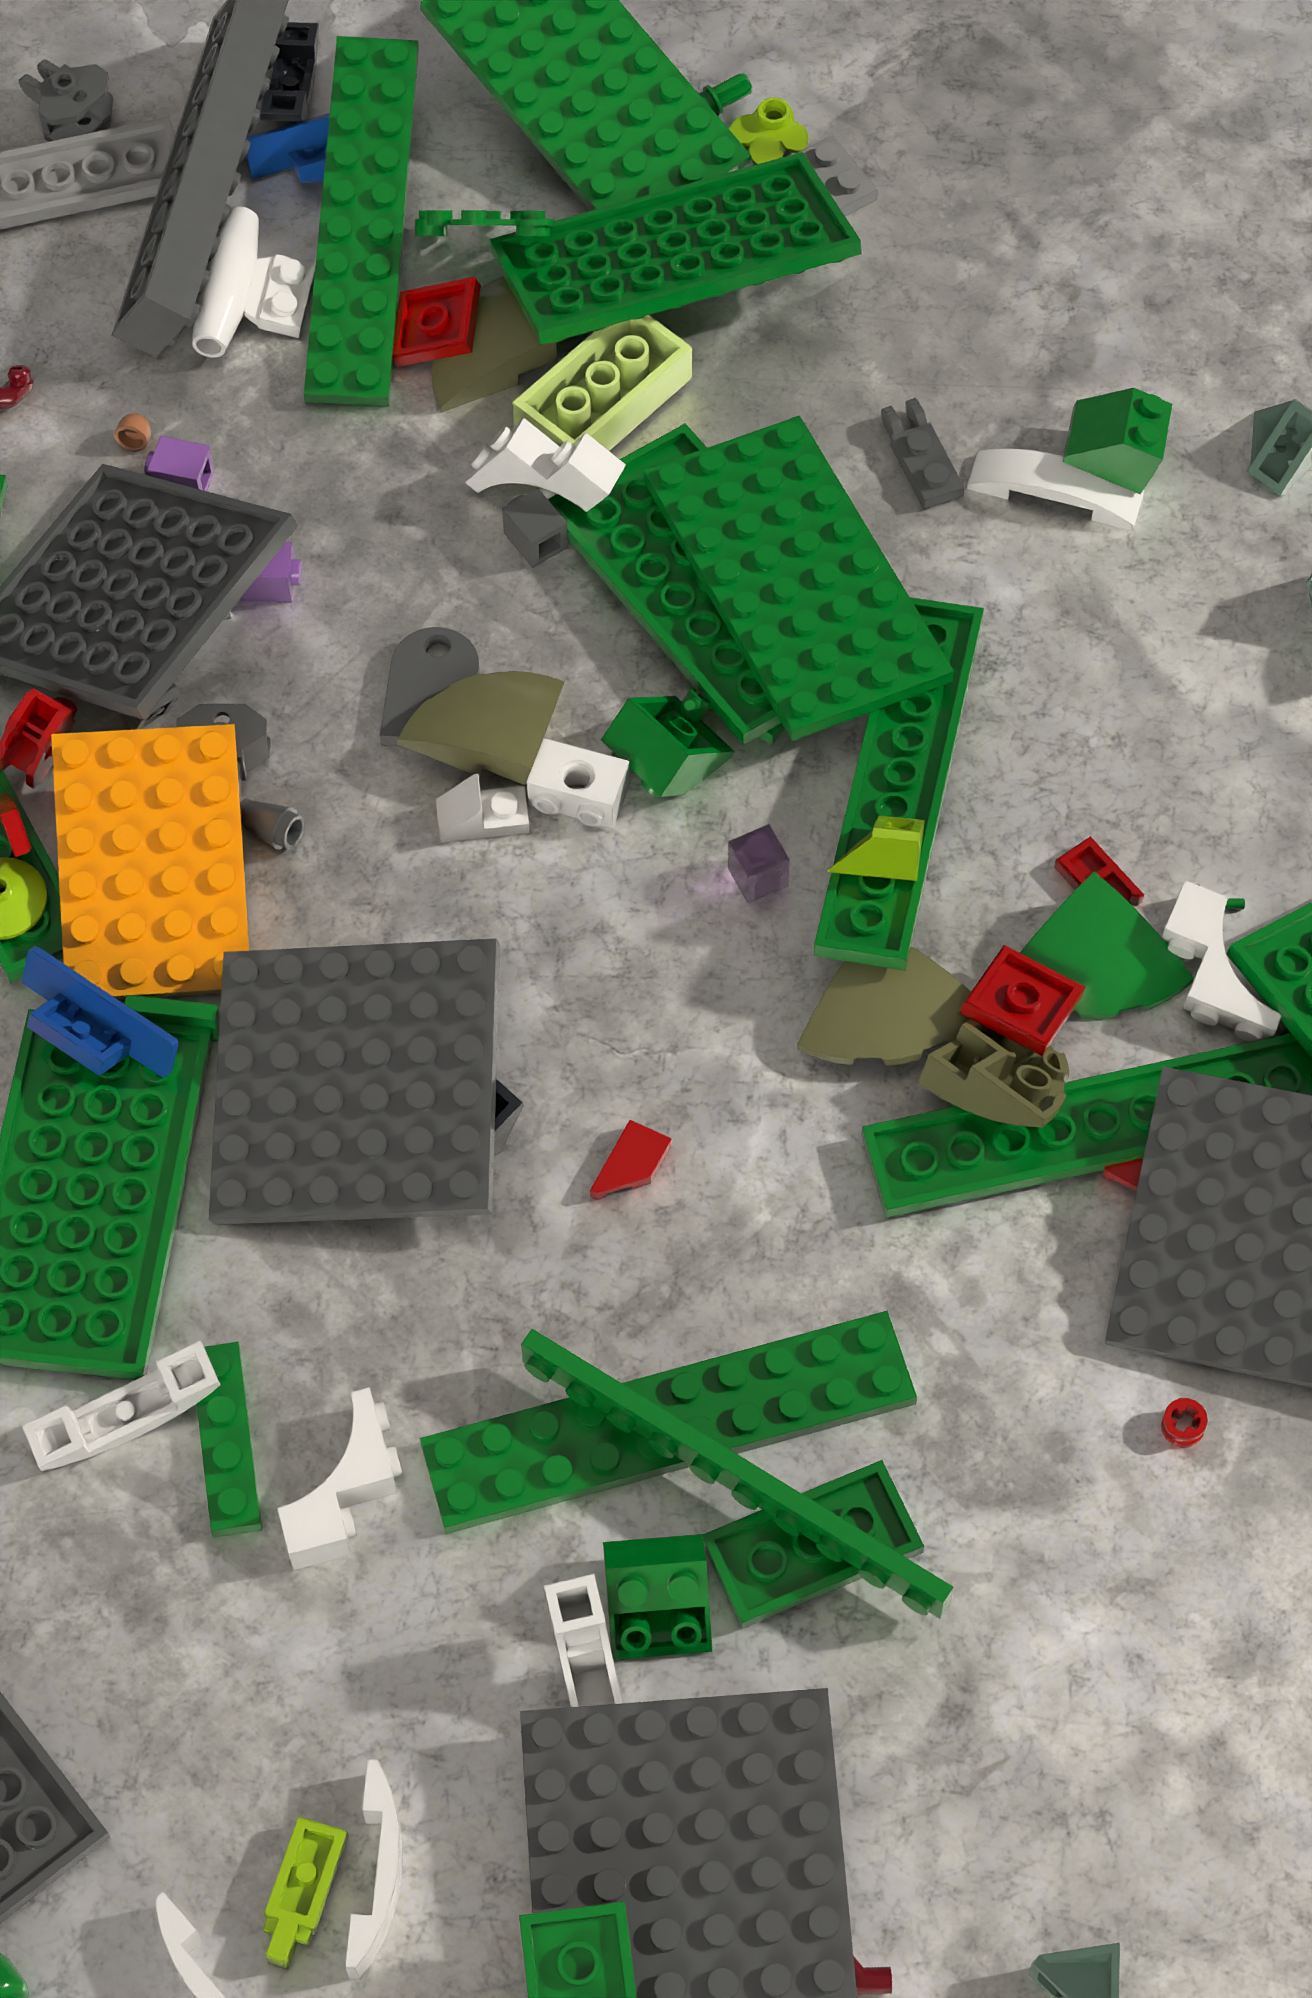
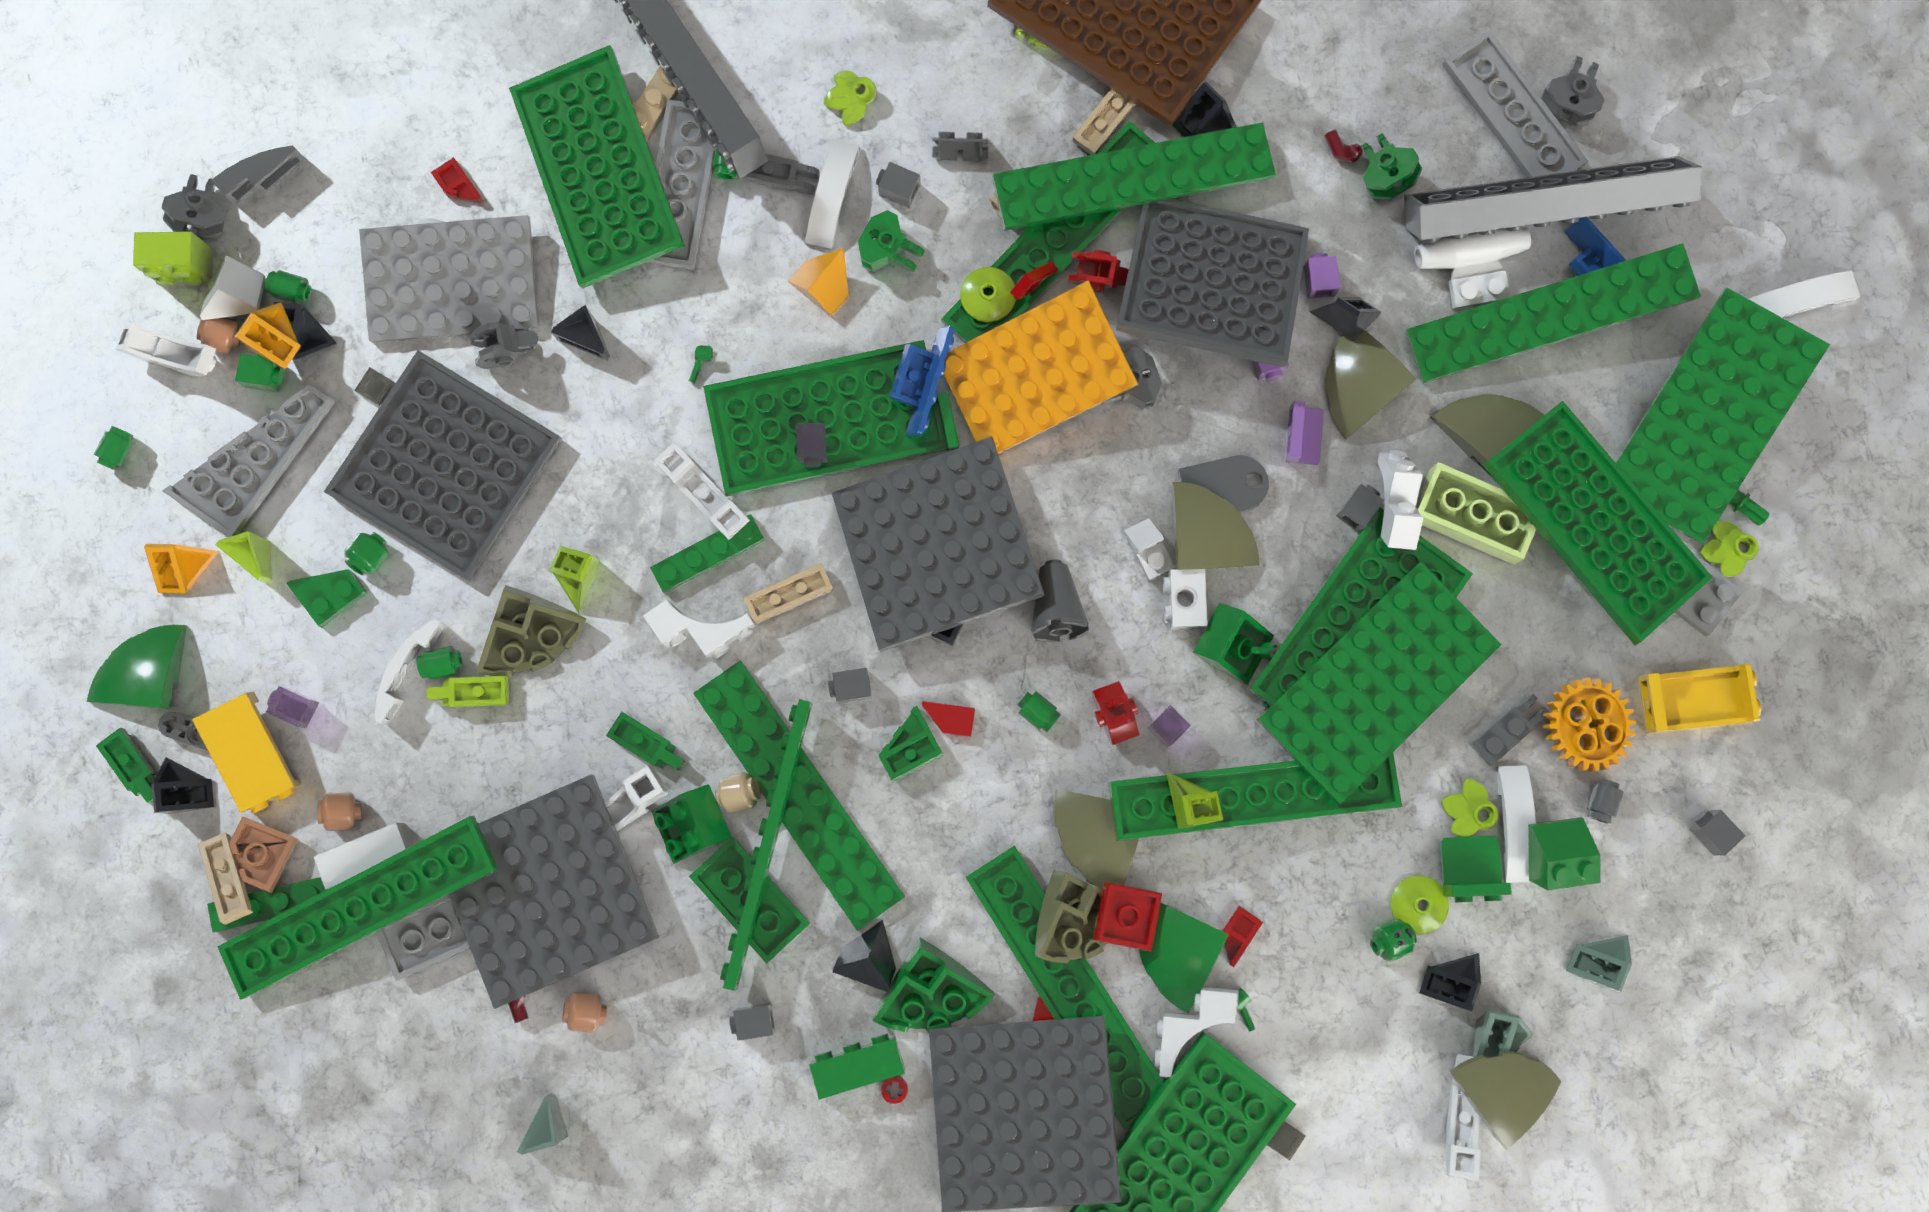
camera: 70 degrees right, 20 degrees up
(65, 338) = (1390, 167): none -> green hinge
(121, 1209) = (812, 444): none -> brick
(133, 432) = (1341, 236): nougat hinge -> none
(170, 1654) = (574, 573): none -> lime slope
(231, 1925) = (439, 663): none -> green brick
(240, 1765) = (527, 634): none -> olive brick
(252, 457) = (1348, 315): none -> black slope
(272, 823) = (1096, 428): dark grey cone -> none
(292, 74) = (1651, 225): black slope -> none
(342, 1330) = (788, 594): none -> tan plate
(352, 468) = (1362, 381): none -> olive brick
(369, 1931) = (525, 716): white slope -> none
(396, 567) = (1304, 434): none -> medium lavender panel
(436, 321) = (1492, 390): red tile -> none
(494, 1630) = (644, 742): none -> green hinge
(526, 222) = (1577, 423): green plant -> none
(526, 1283) = (850, 685): none -> dark grey brick
(531, 948) = (1060, 609): none -> dark grey cone
(633, 1504) = (738, 792): none -> tan head
(655, 1229) = (910, 747): none -> green wing
(668, 1031) = (1038, 711): none -> green brick
(711, 925) = (1115, 713): none -> red hinge
(910, 1864) = (584, 1012): none -> nougat head
(948, 356) = (1567, 732): none -> light orange gear
(959, 227) = (1699, 698): none -> yellow panel
(965, 1396) = (868, 959): none -> black slope
(1011, 1597) = (752, 1022): none -> dark grey brick
(1012, 537) = (1466, 807): none -> lime plate
(1048, 1320) = (931, 992): none -> green brick
(1061, 373) = (1604, 801): none -> dark grey brick
(1102, 555) = (1472, 868): none -> green bracket
(1127, 653) = (1405, 903): none -> lime dish
(1130, 1461) = (856, 1066): none -> green brick
(1147, 263) = (1716, 832): none -> dark grey brick
(1170, 679) = (1393, 940): none -> green head
(1257, 624) = (1454, 982): none -> black slope

